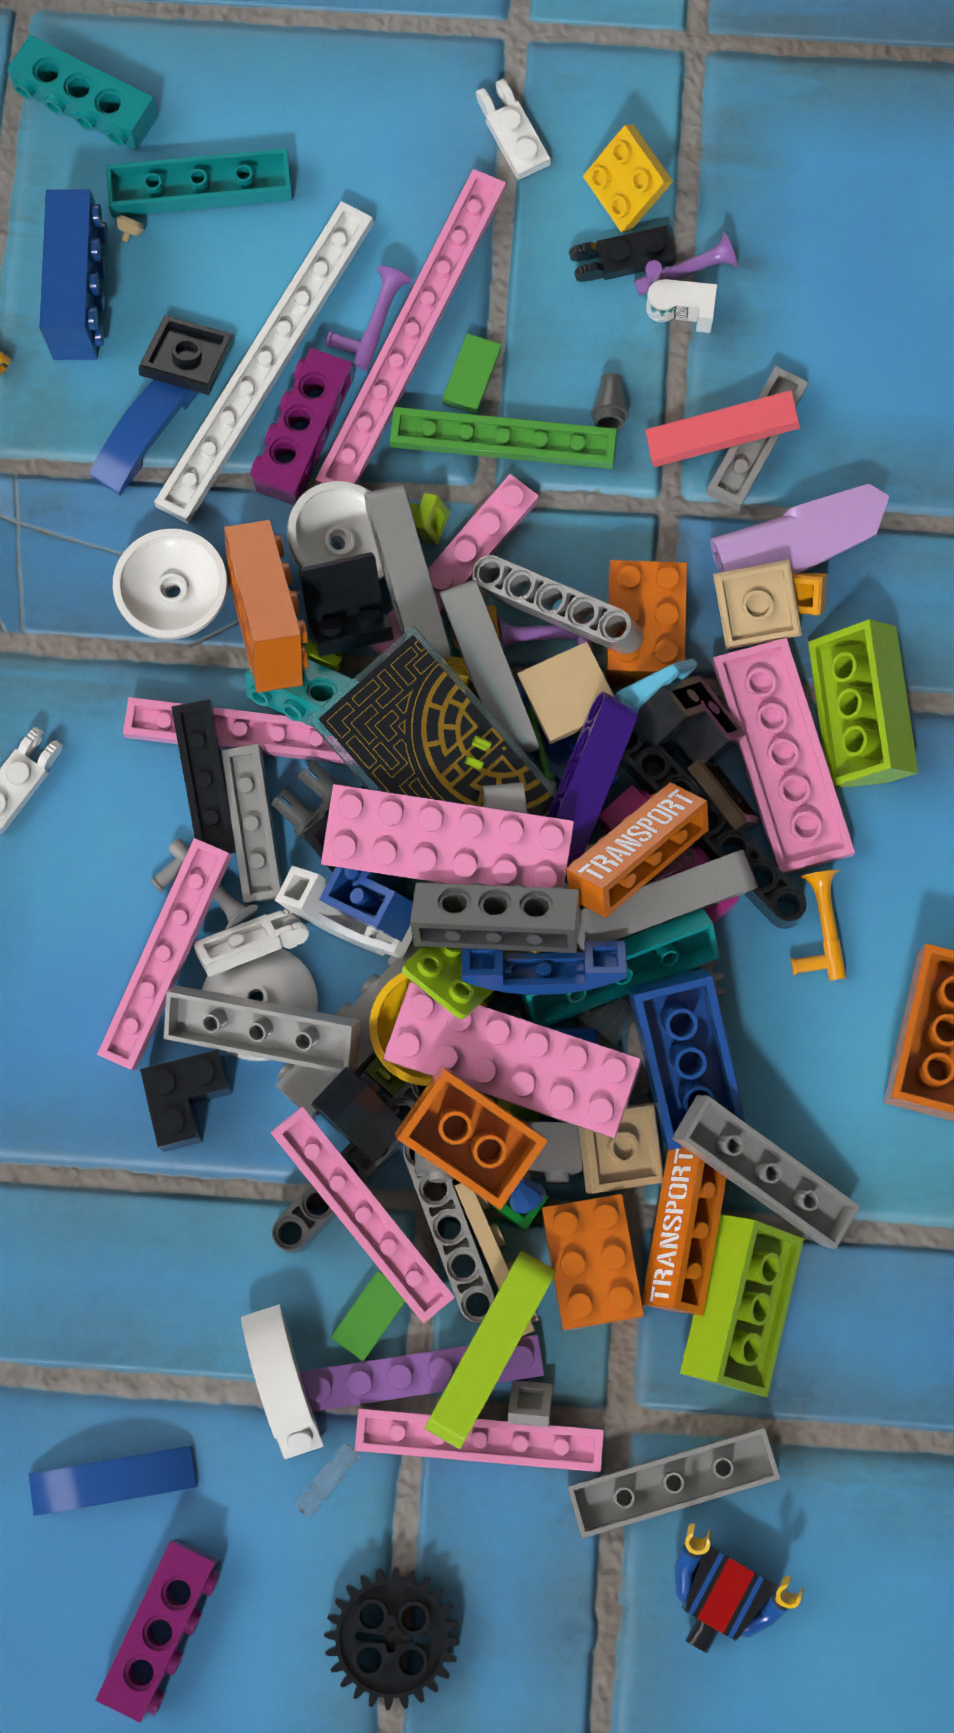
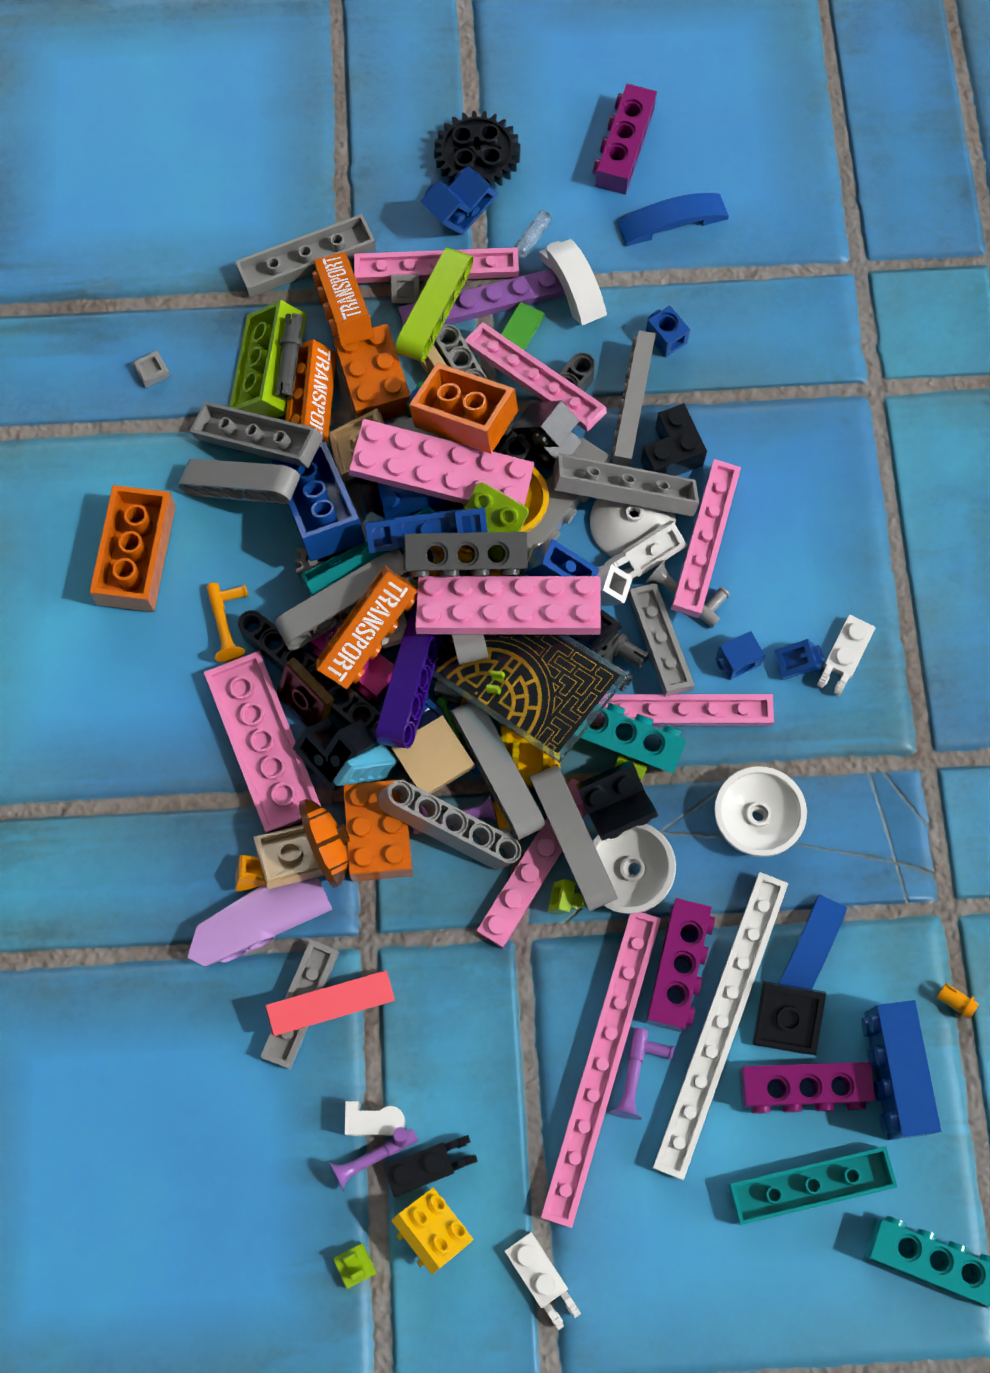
camera: 170 degrees right, 5 degrees down
(77, 777) = (799, 659): none -> blue bracket
(129, 227) = (863, 1137): tan rock -> none
(142, 1274) = (671, 340): none -> blue brick
(154, 790) = (739, 655): none -> blue brick
(197, 294) = (855, 1076): none -> magenta brick
(204, 774) = (704, 667): black plate -> none
(226, 1171) = (632, 399): none -> light grey piece
(265, 606) = (682, 788): orange brick -> none
(436, 1529) = (461, 202): none -> blue brick
(472, 373) = (546, 1035): bright green tile -> none
(503, 438) = (512, 977): bright green plate -> none
(610, 403) = (426, 1020): dark grey cone -> none
(624, 1379) = (342, 299): none -> orange brick
(710, 1288) = (289, 354): none -> dark grey pin
(715, 599) = (326, 841): none -> dish
(716, 166) = (355, 1265): none -> lime tile
(726, 1594) = (264, 196): torso -> none
(794, 1100) = (239, 481): none -> light grey beam
(863, 705) = (202, 786): lime slope -> none
(911, 1324) = (151, 369): none -> light grey tile

